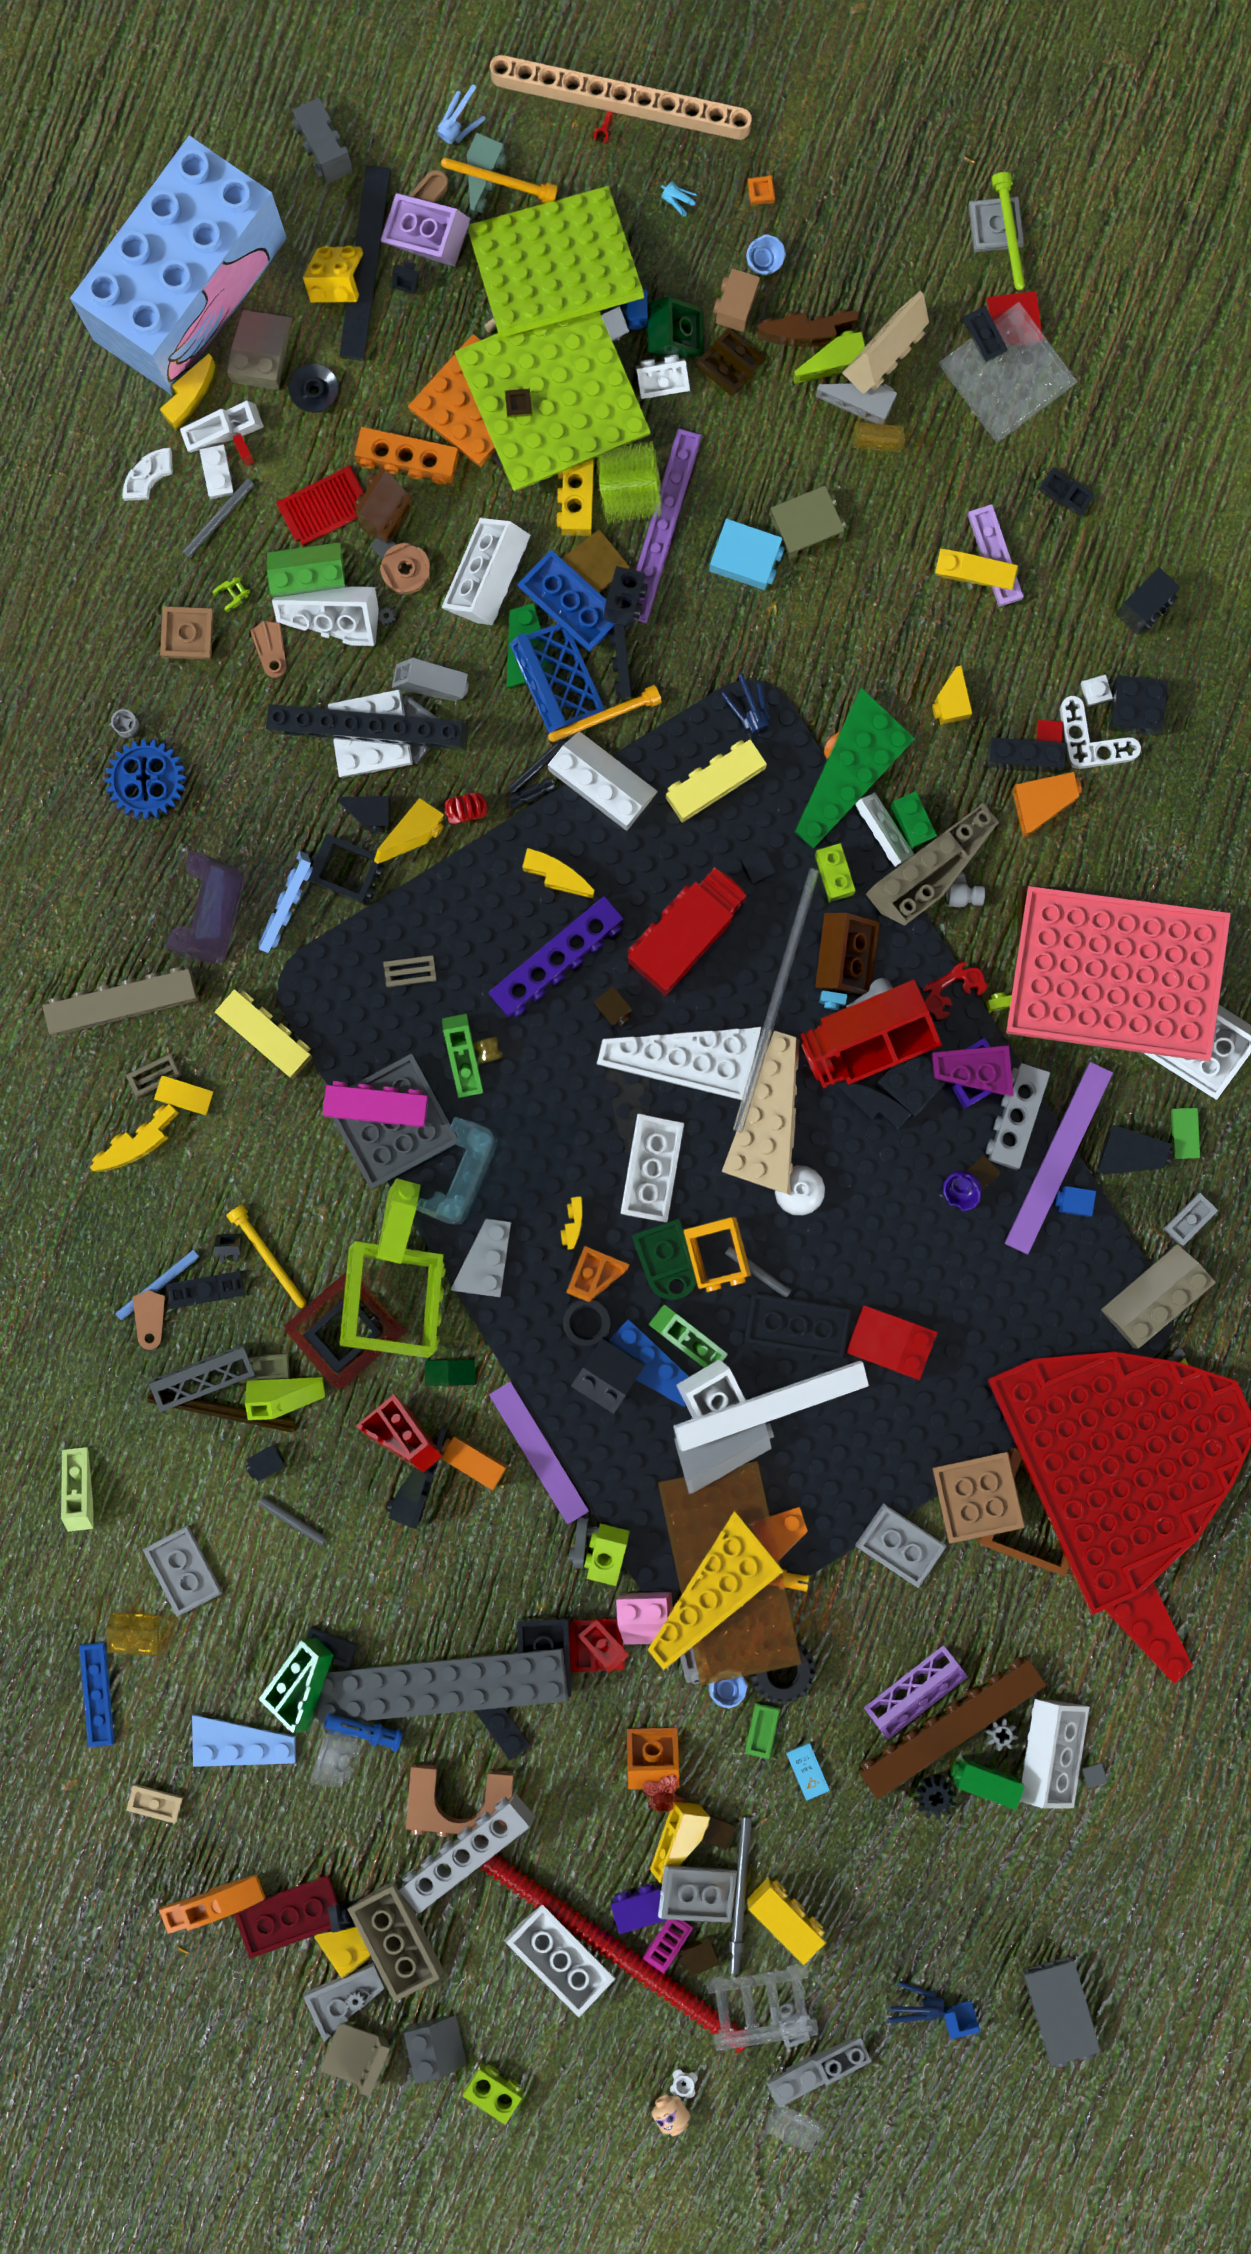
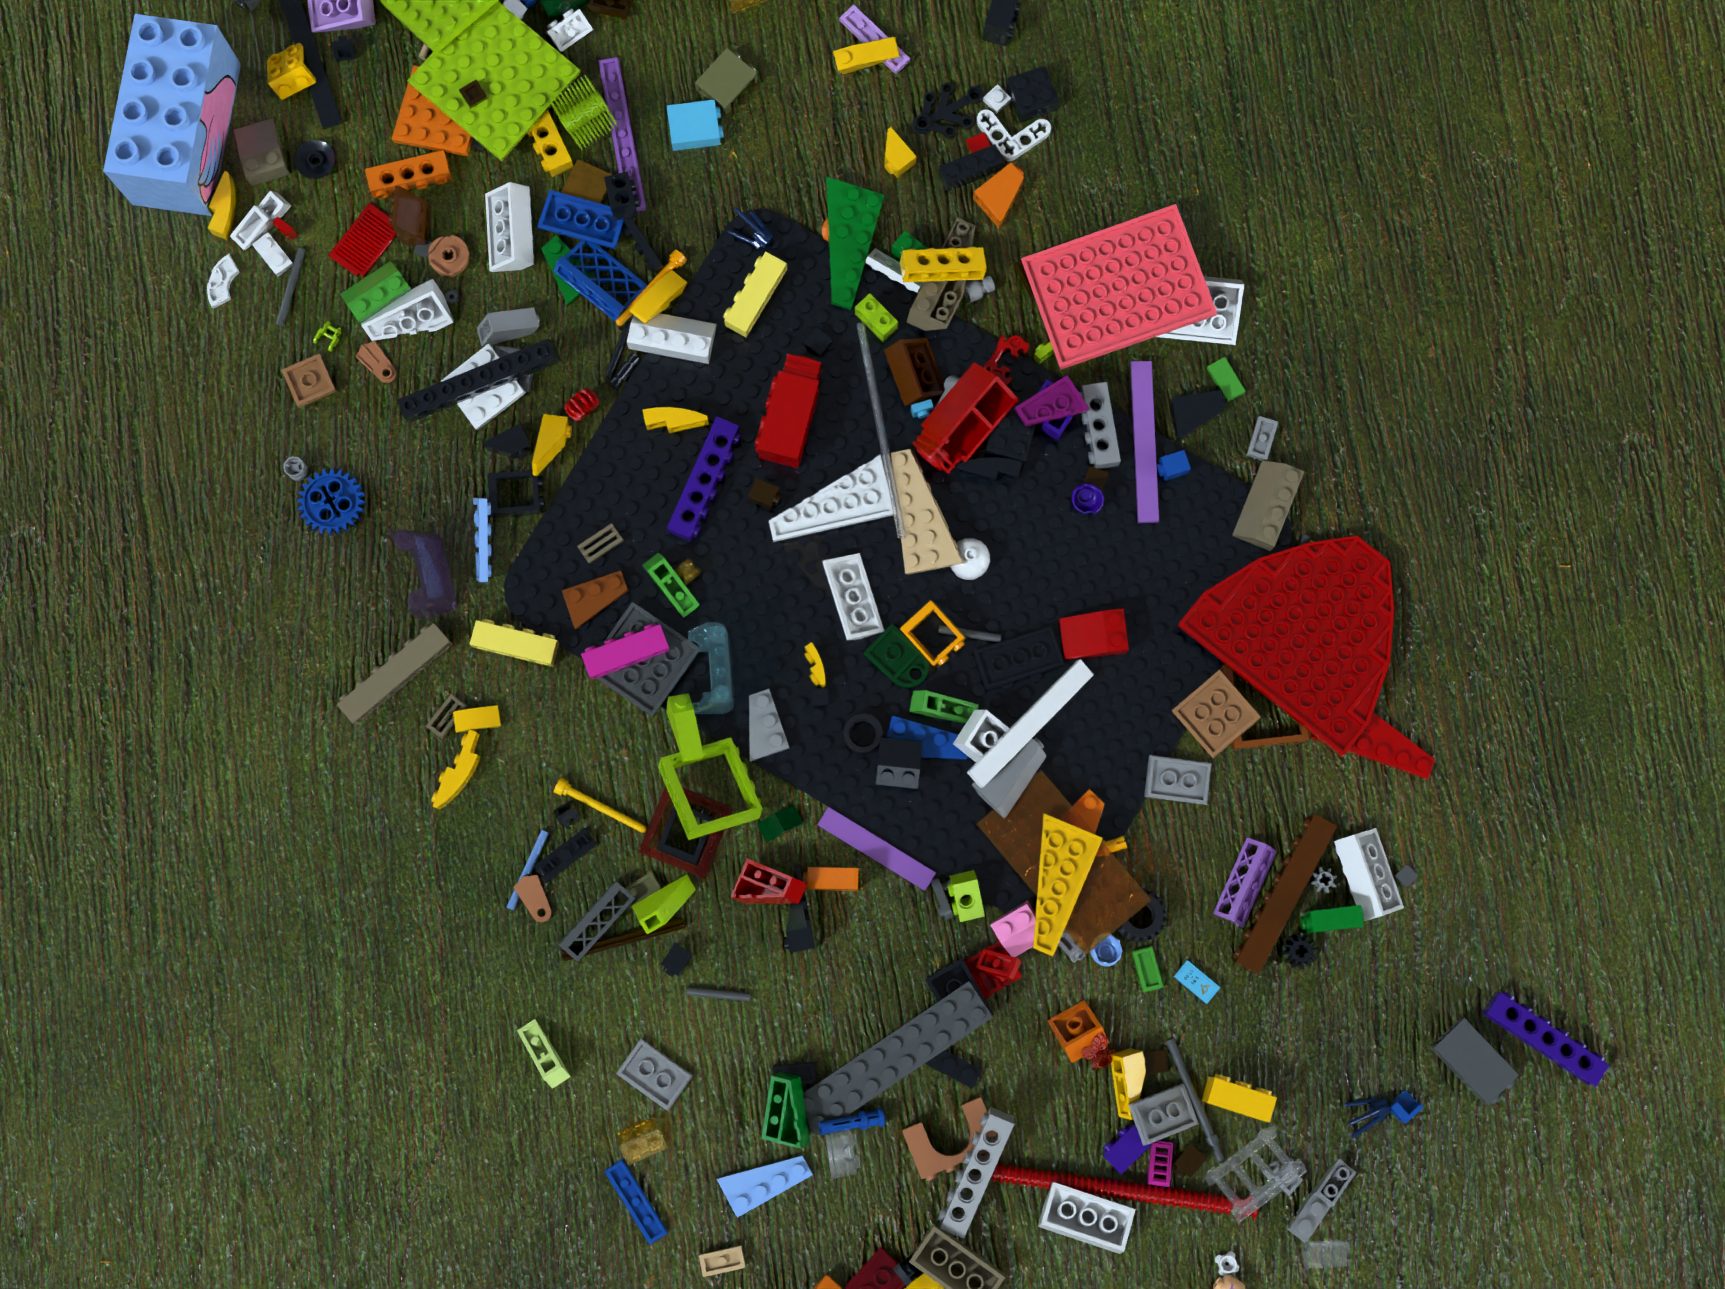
camera: 35 degrees left, 5 degrees down
(370, 1025) = (593, 596): none -> dark orange wing
(594, 1274) = (850, 694): orange wing -> none
(609, 730) = (658, 297): none -> yellow slope
(924, 855) = (953, 270): none -> yellow brick
(1031, 677) = (945, 112): none -> black plant
(1181, 2088) = (1595, 1065): none -> dark purple brick

